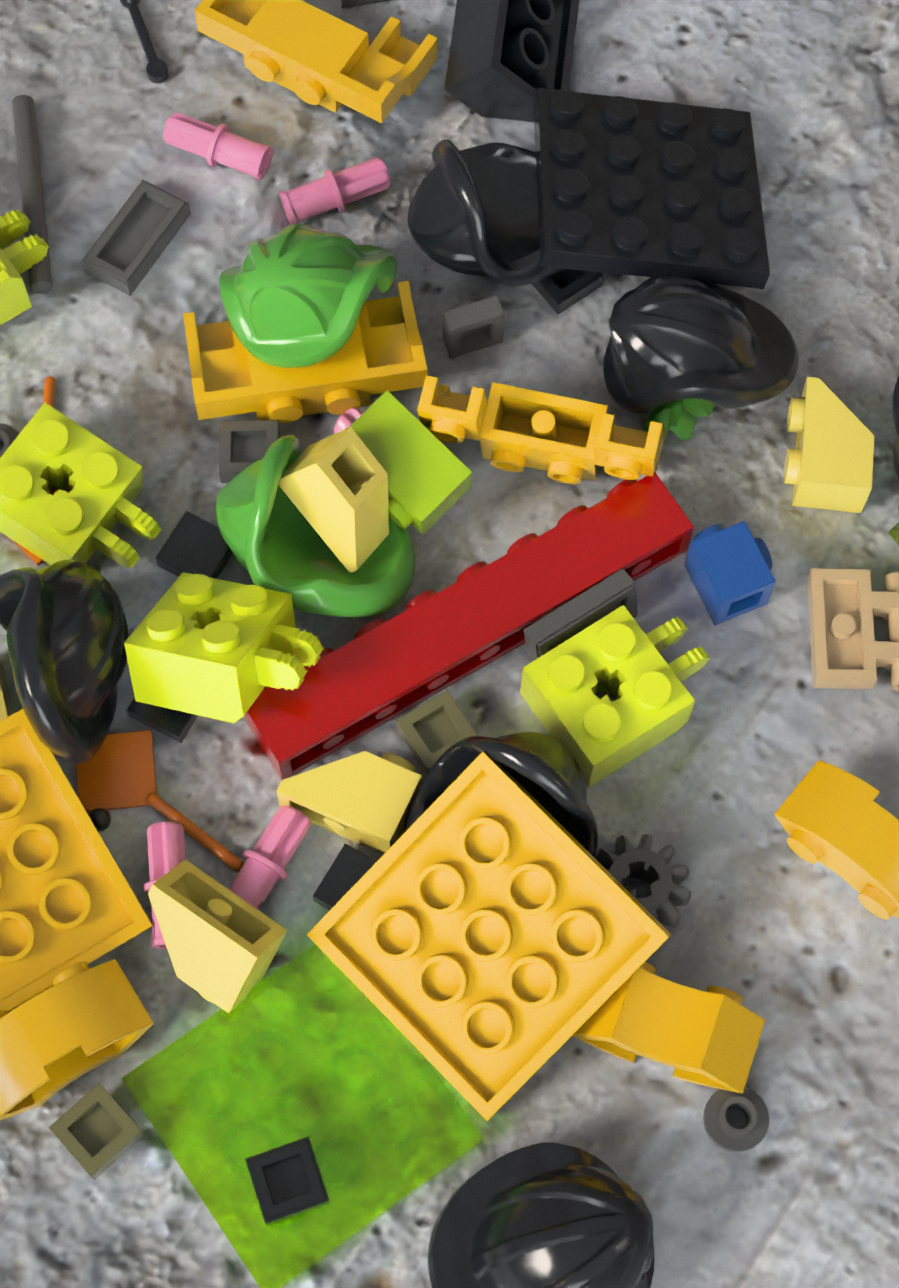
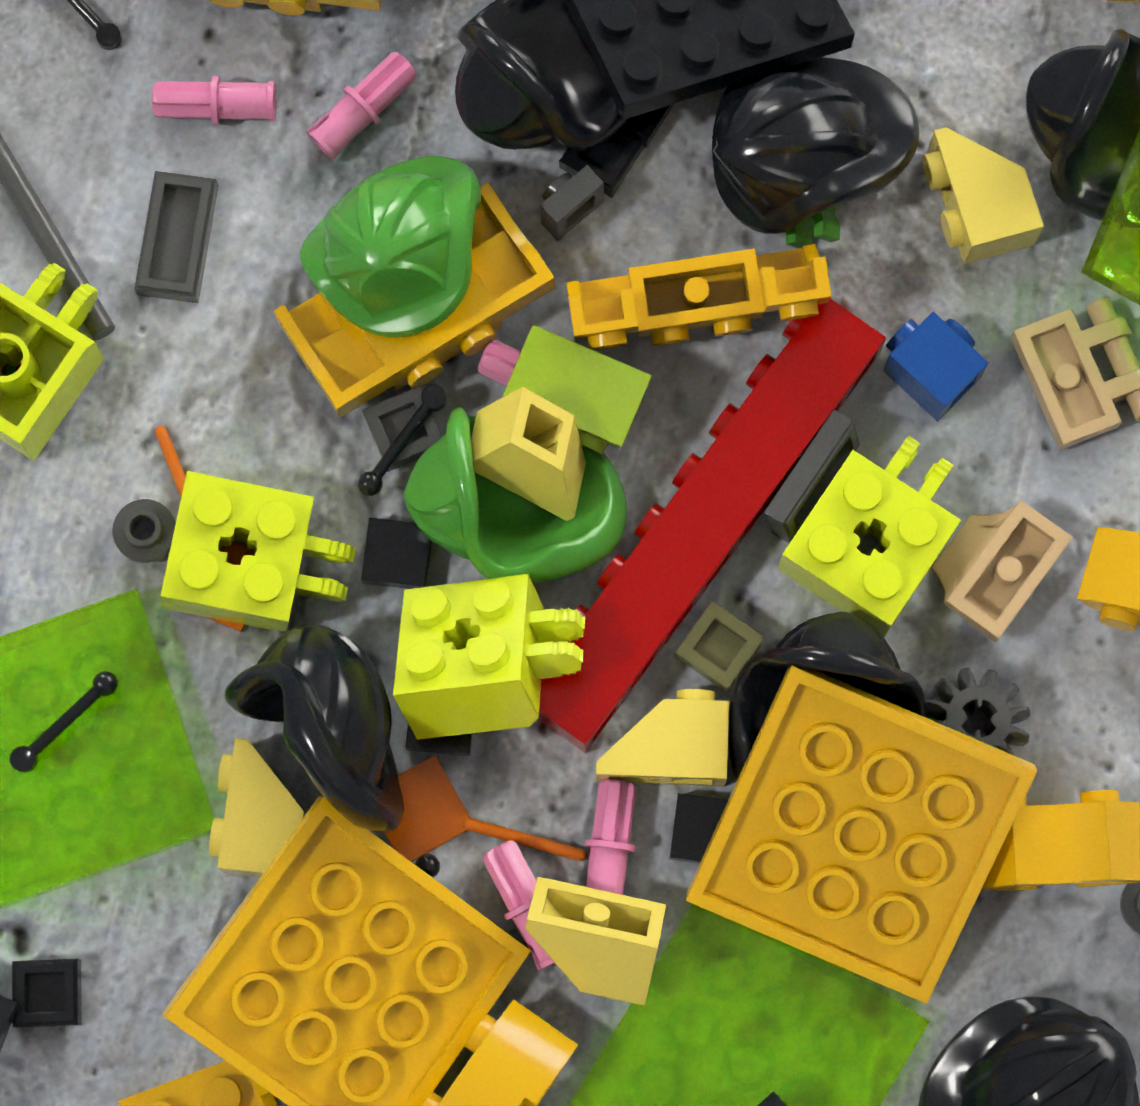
camera: 20 degrees left, 10 degrees up
(199, 479) = (433, 400): none -> black hinge
(522, 305) = (609, 160): none -> black tile
(718, 764) = (998, 565): none -> tan slope

